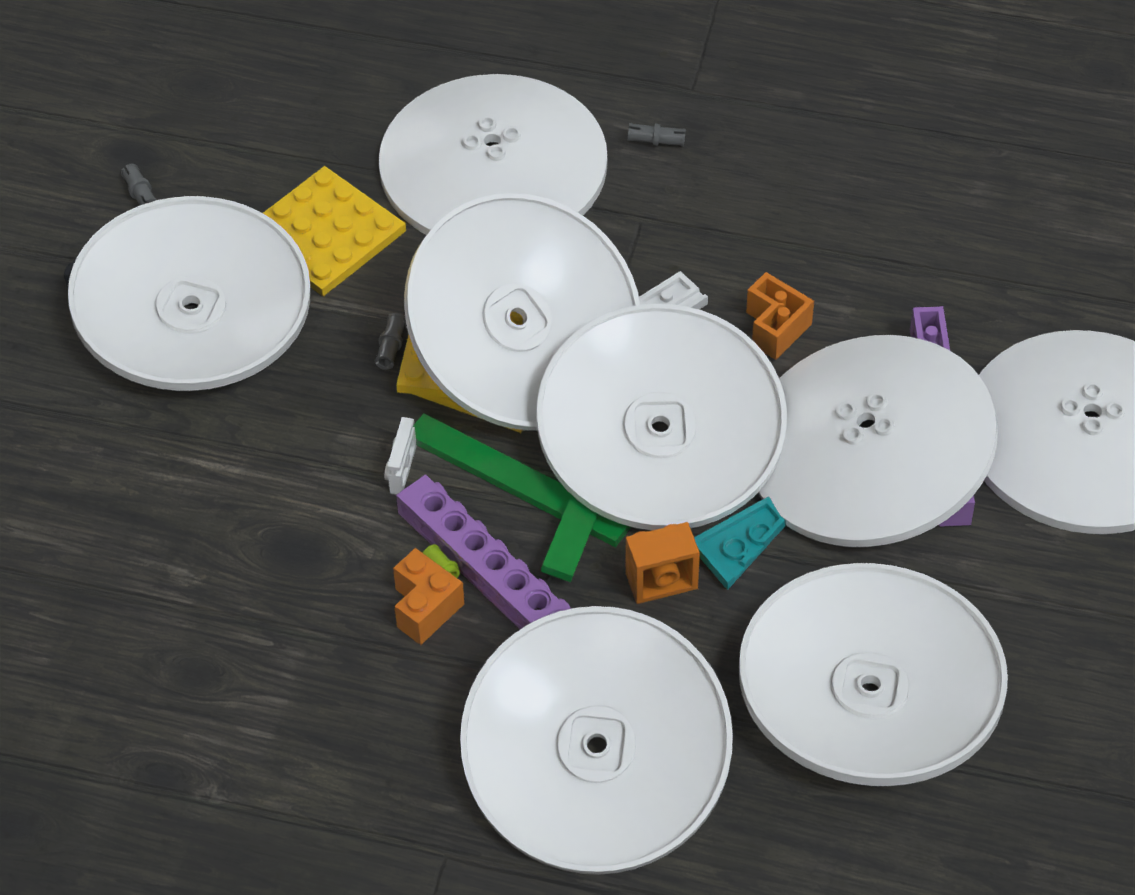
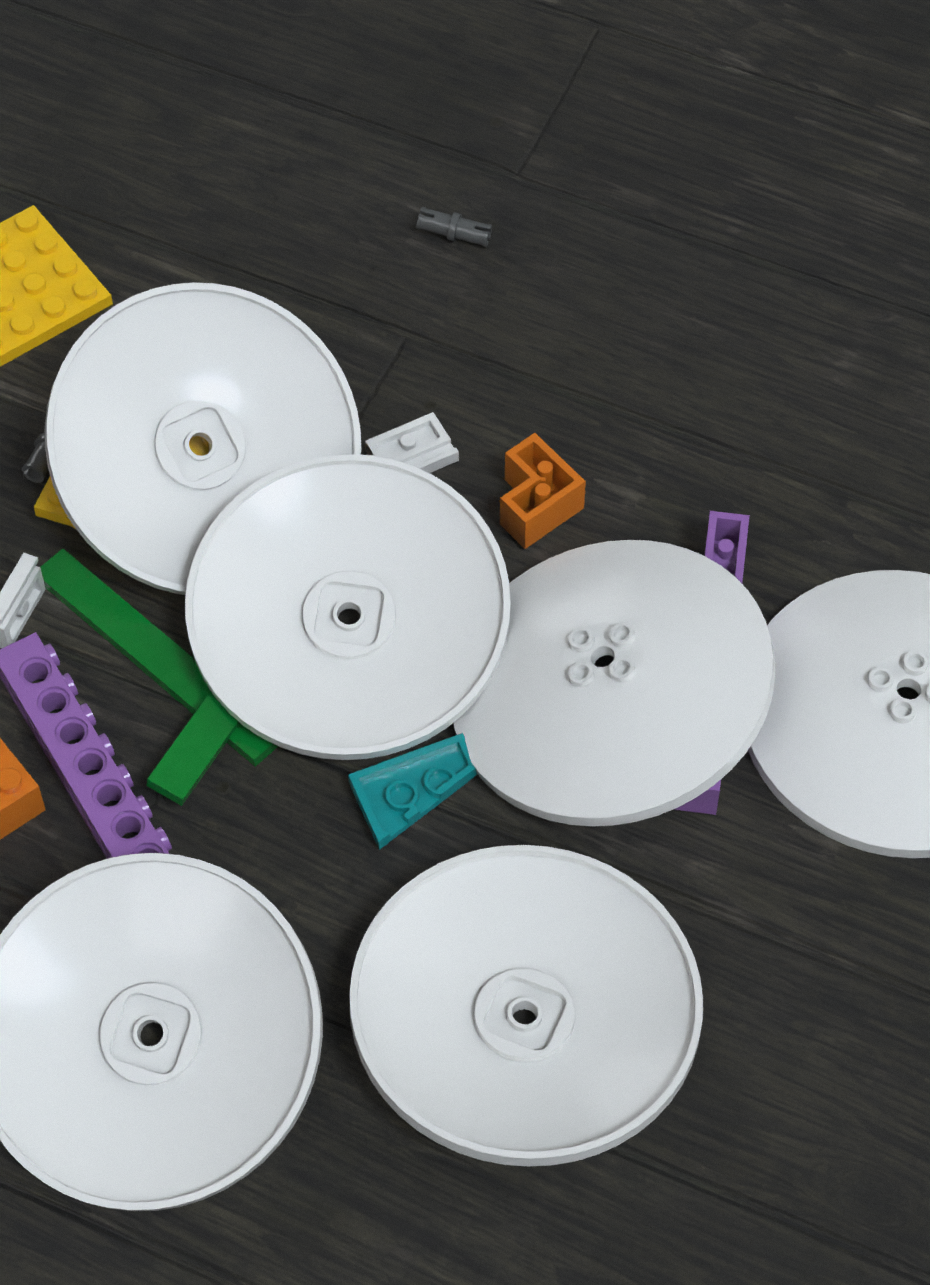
camera: 10 degrees right, 5 degrees up
(440, 158) = (304, 244): white dish -> none
(441, 559) = (28, 752): lime pin -> none
(662, 562) = (298, 801): orange brick -> none

